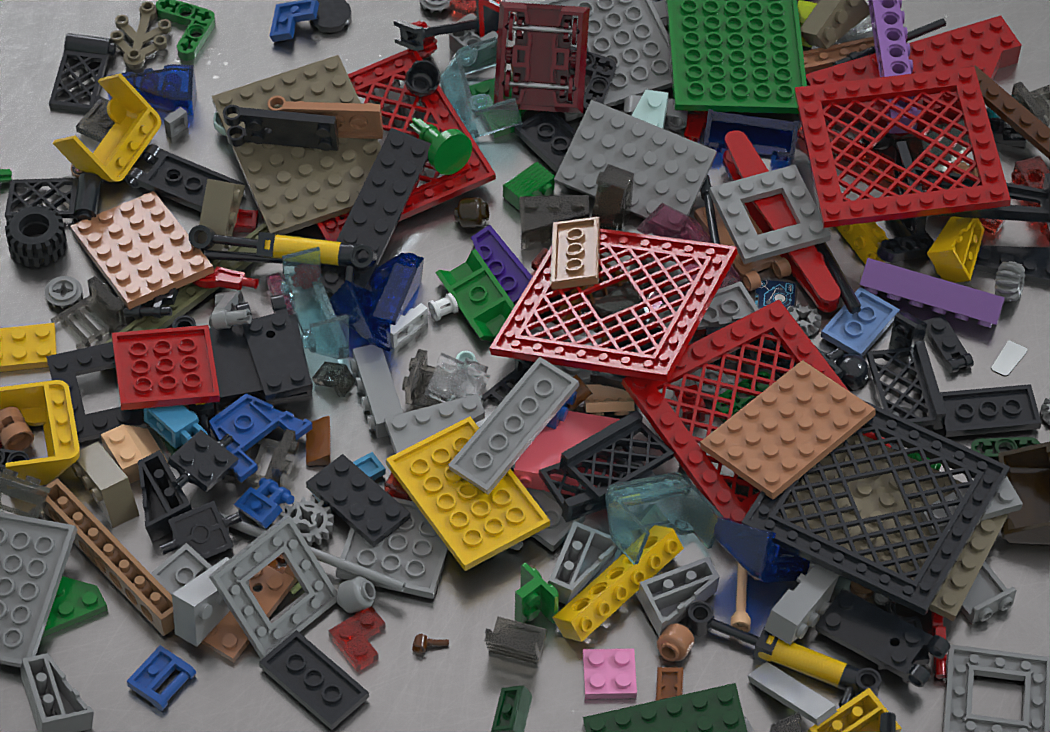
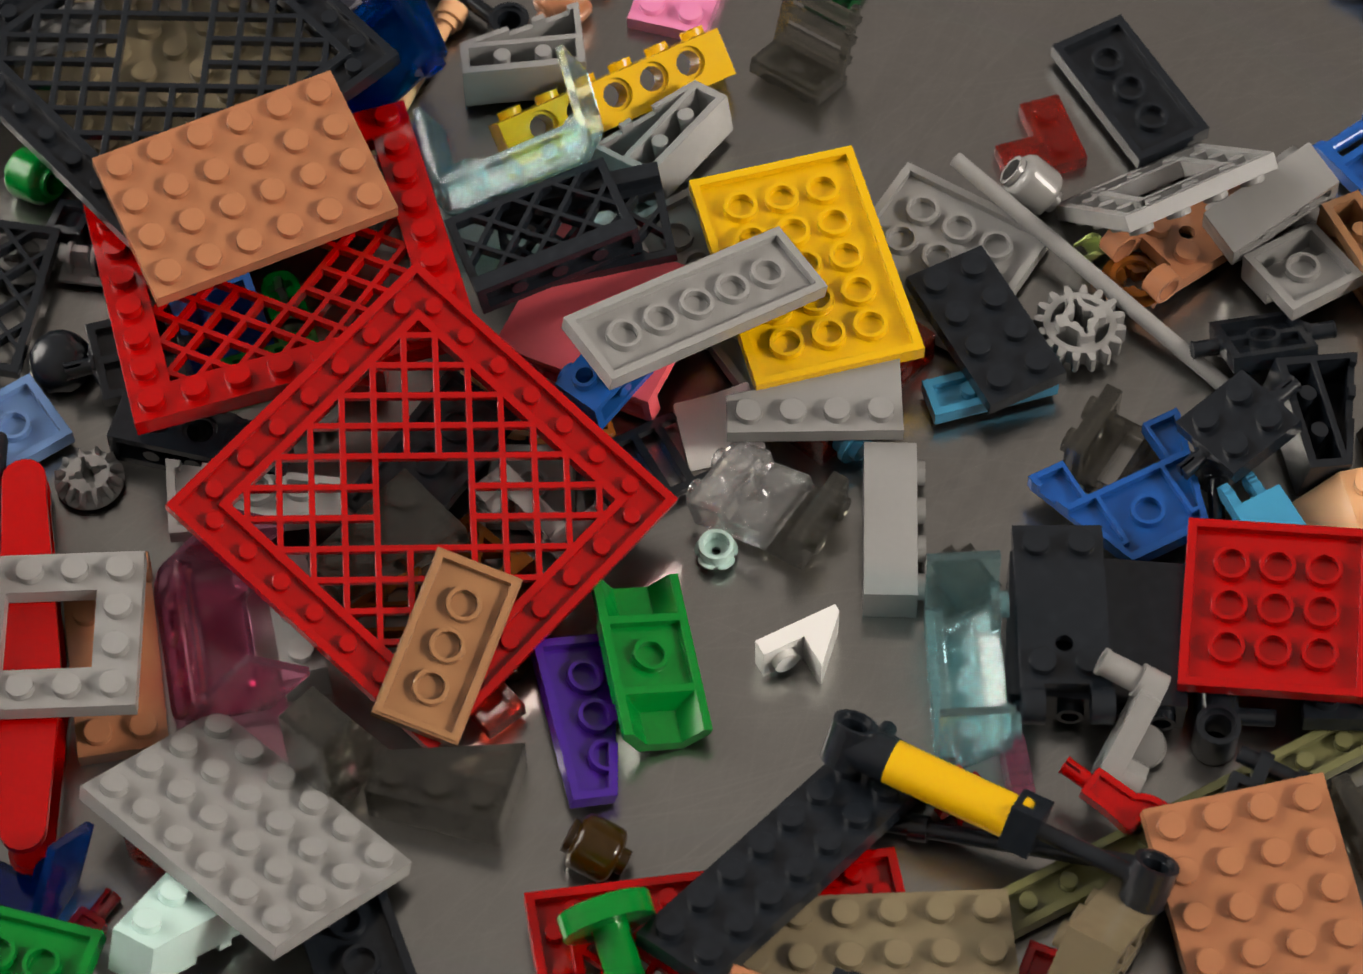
camera: 160 degrees left, 5 degrees up
(259, 507) = (1153, 362): blue plate -> none
(319, 442) = (1021, 456): dark orange slope -> none
(357, 304) = (878, 651): clear blue wedge -> none
(394, 286) = (810, 683): clear blue wedge -> none
(421, 642) = (946, 110): reddish brown hand -> none
(451, 306) = (721, 663): white bush -> none
(530, 182) = (462, 878): green brick -> none
(535, 596) = (756, 98): green bracket -> none
(710, 211) = (164, 655): black bar -> none
(774, 290) = (112, 532): dark blue sticker -> none

